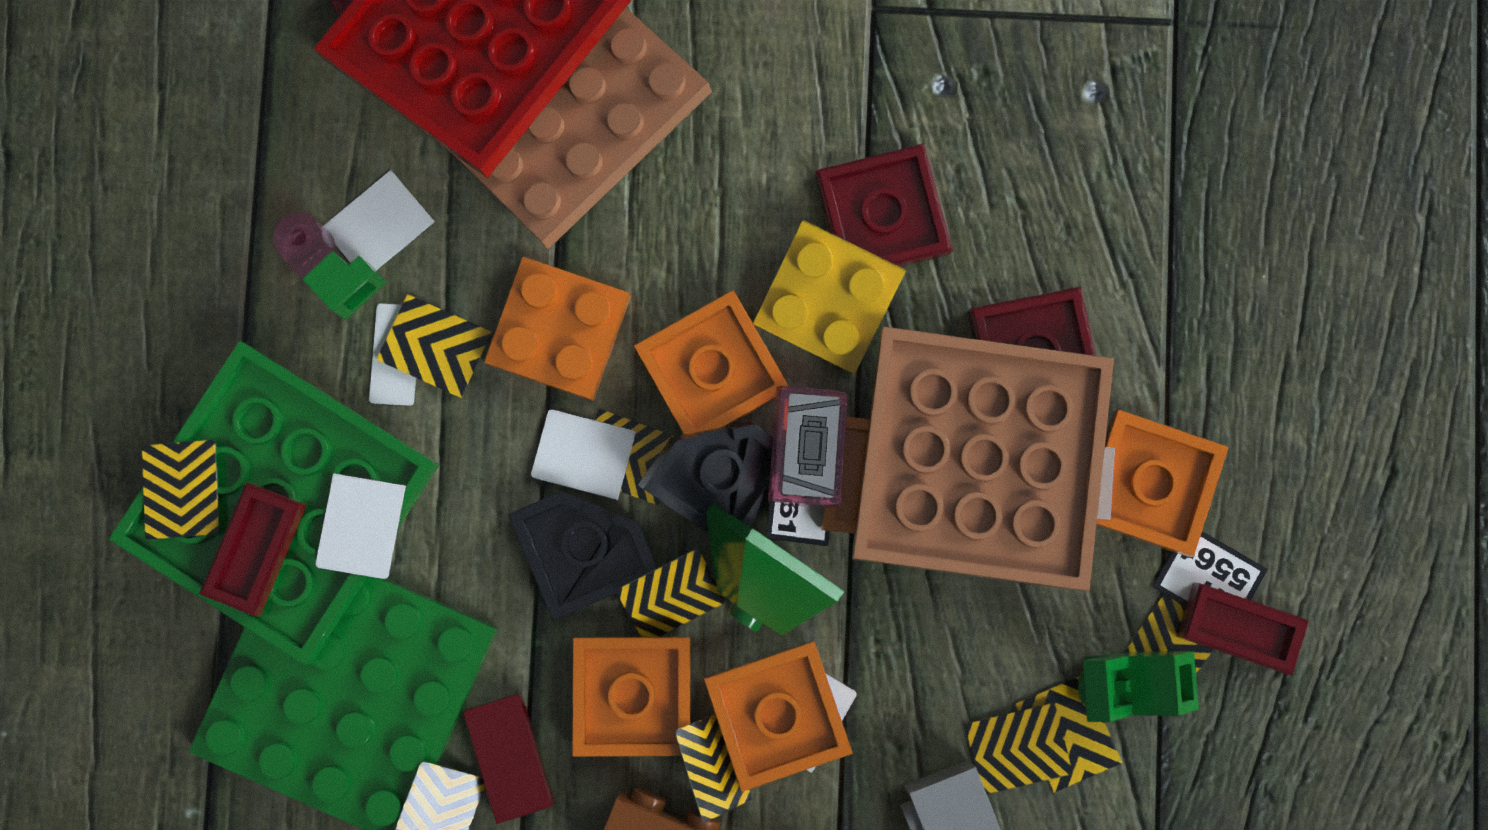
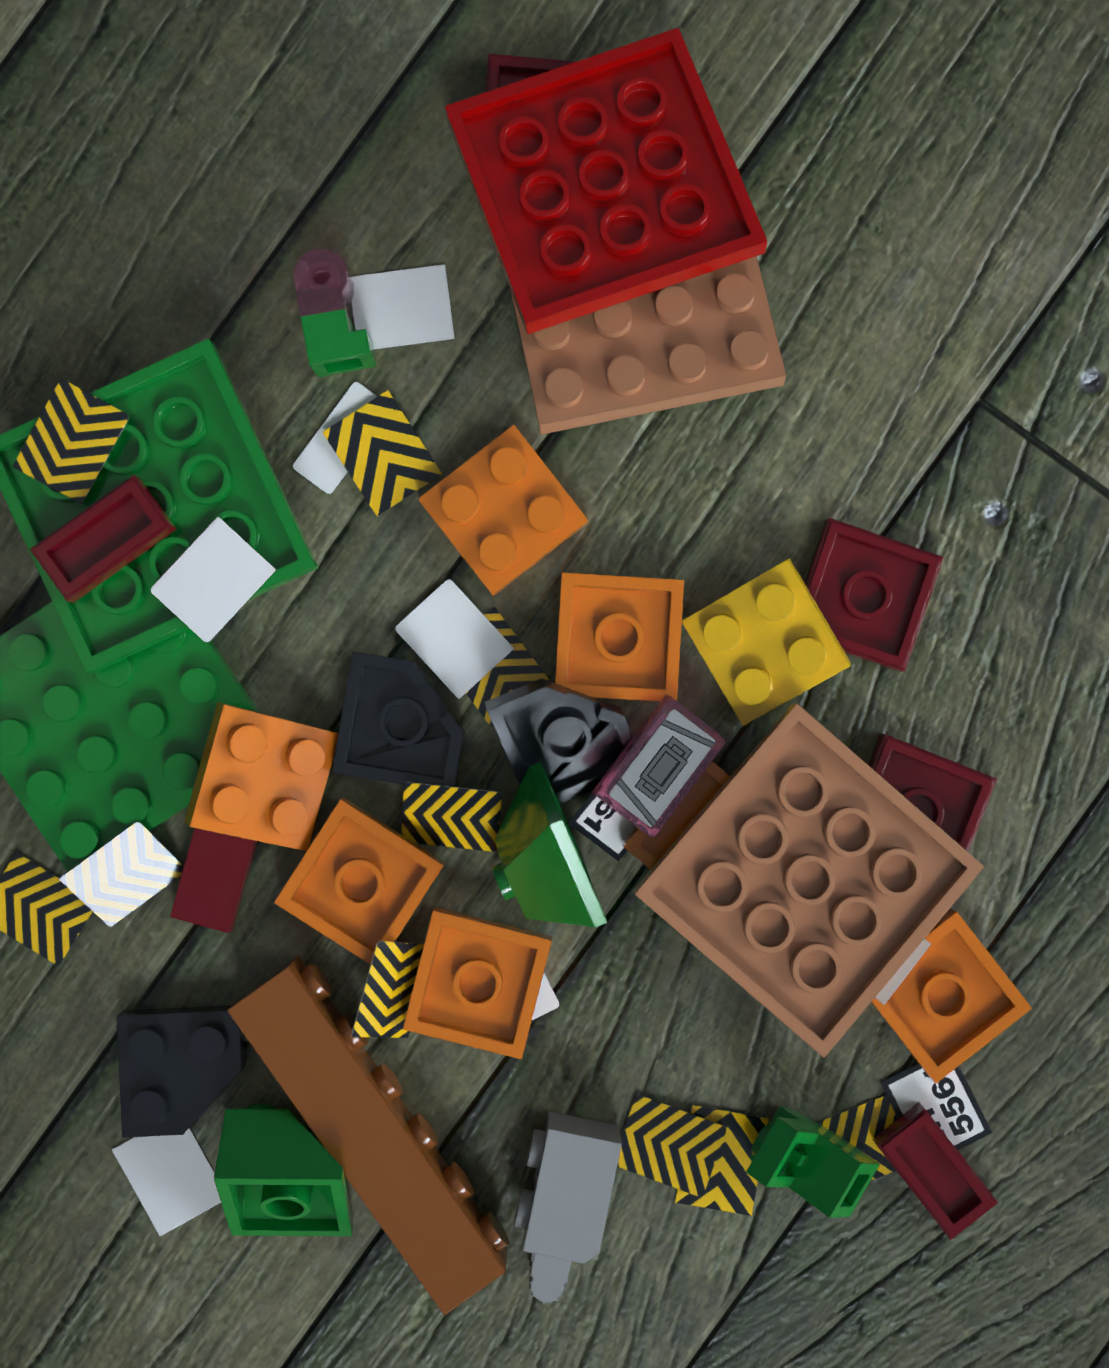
camera: 25 degrees right, 5 degrees up
(499, 661) = (261, 777): none -> orange plate

